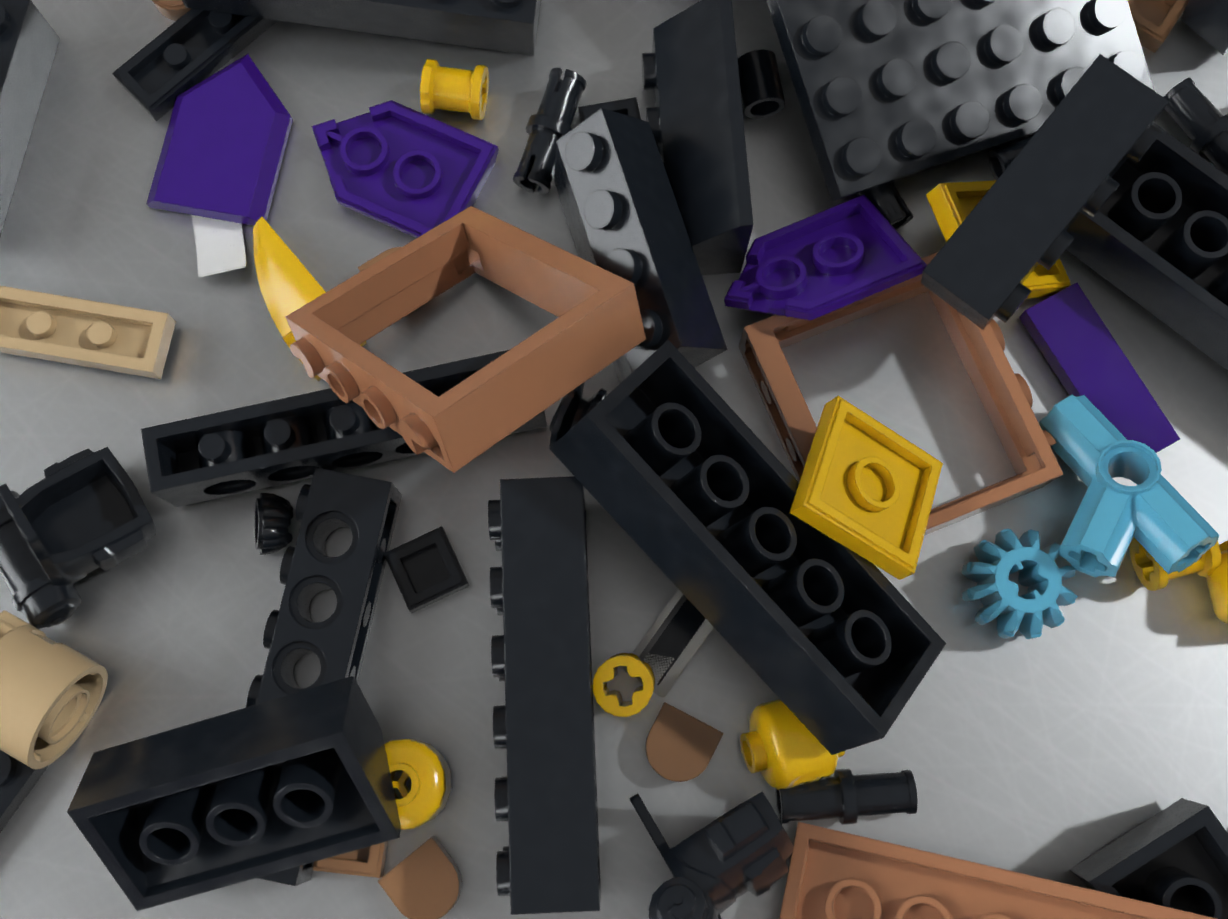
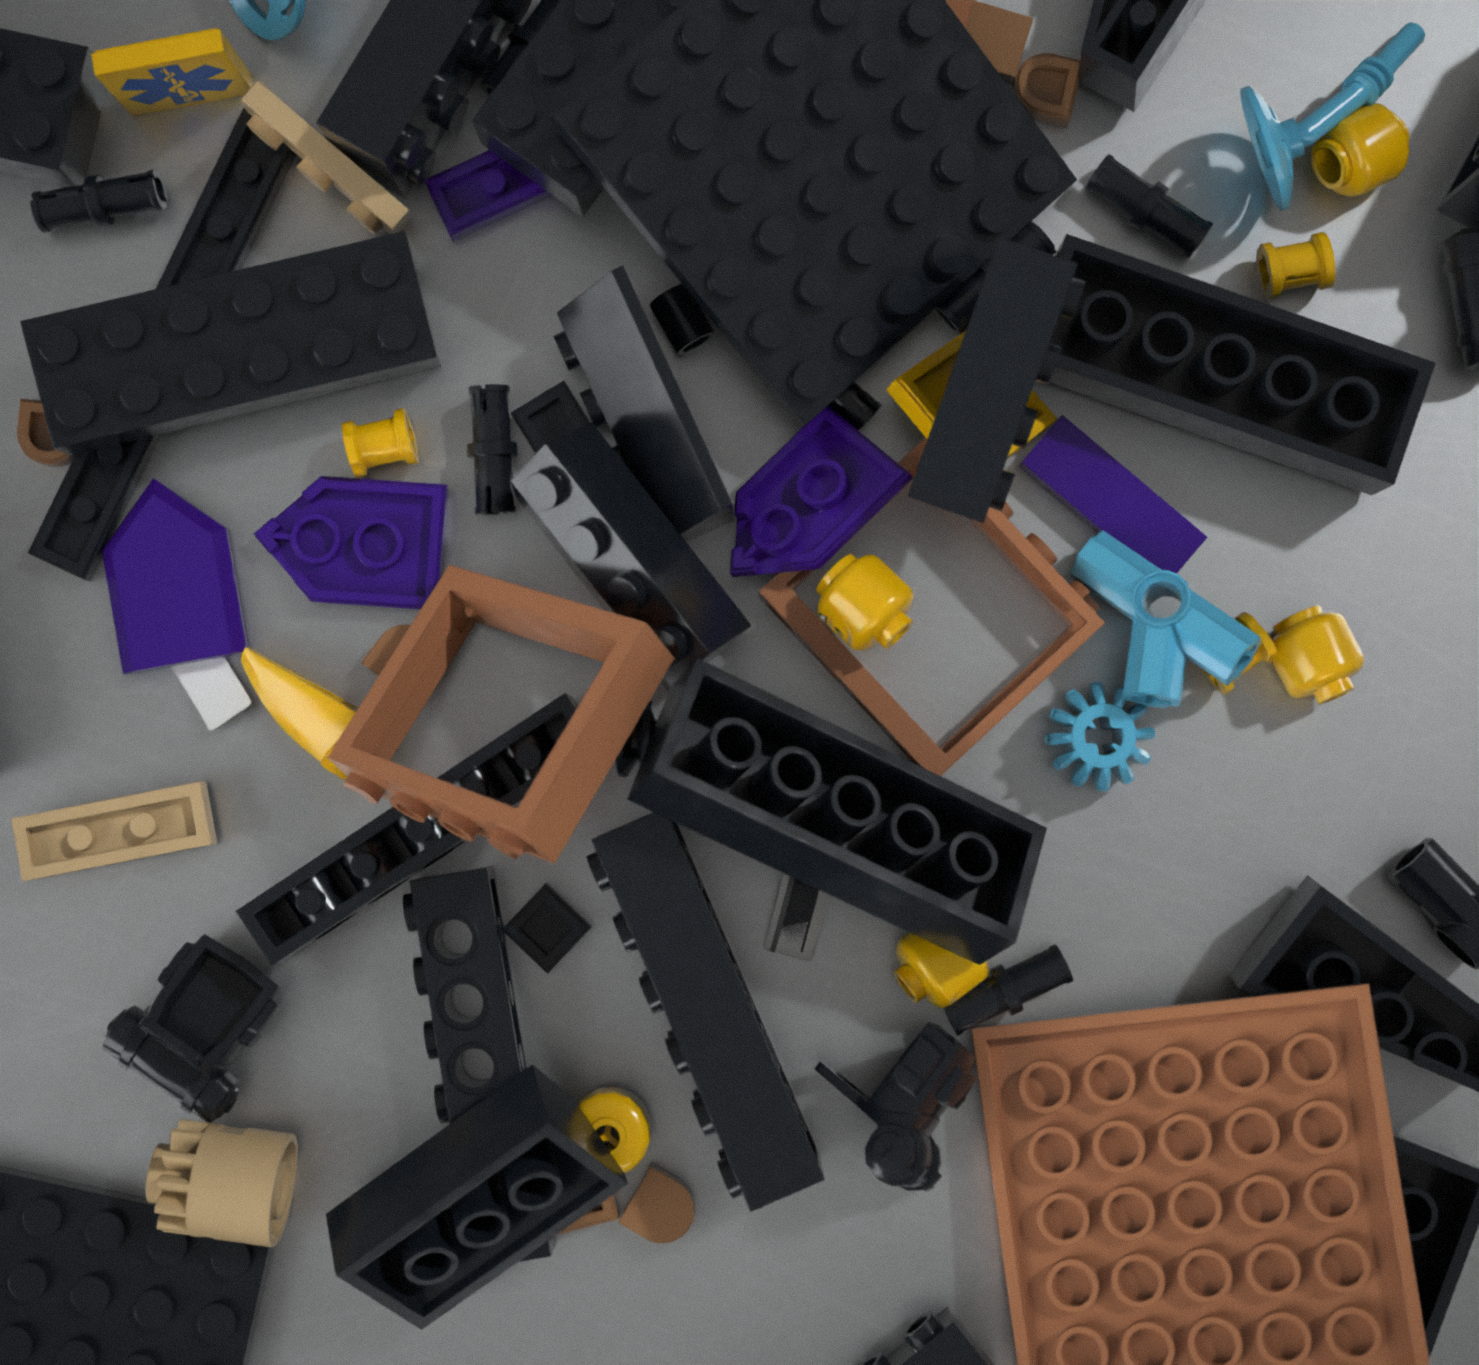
camera: 15 degrees left, 10 degrees up
(272, 523) = (386, 942): black piece -> none
(612, 700) = (765, 985): yellow bush -> none
(680, 744) = (842, 999): medium nougat tile -> none
(842, 361) = (865, 602): none -> yellow head
(867, 488) = (927, 715): yellow tile -> none

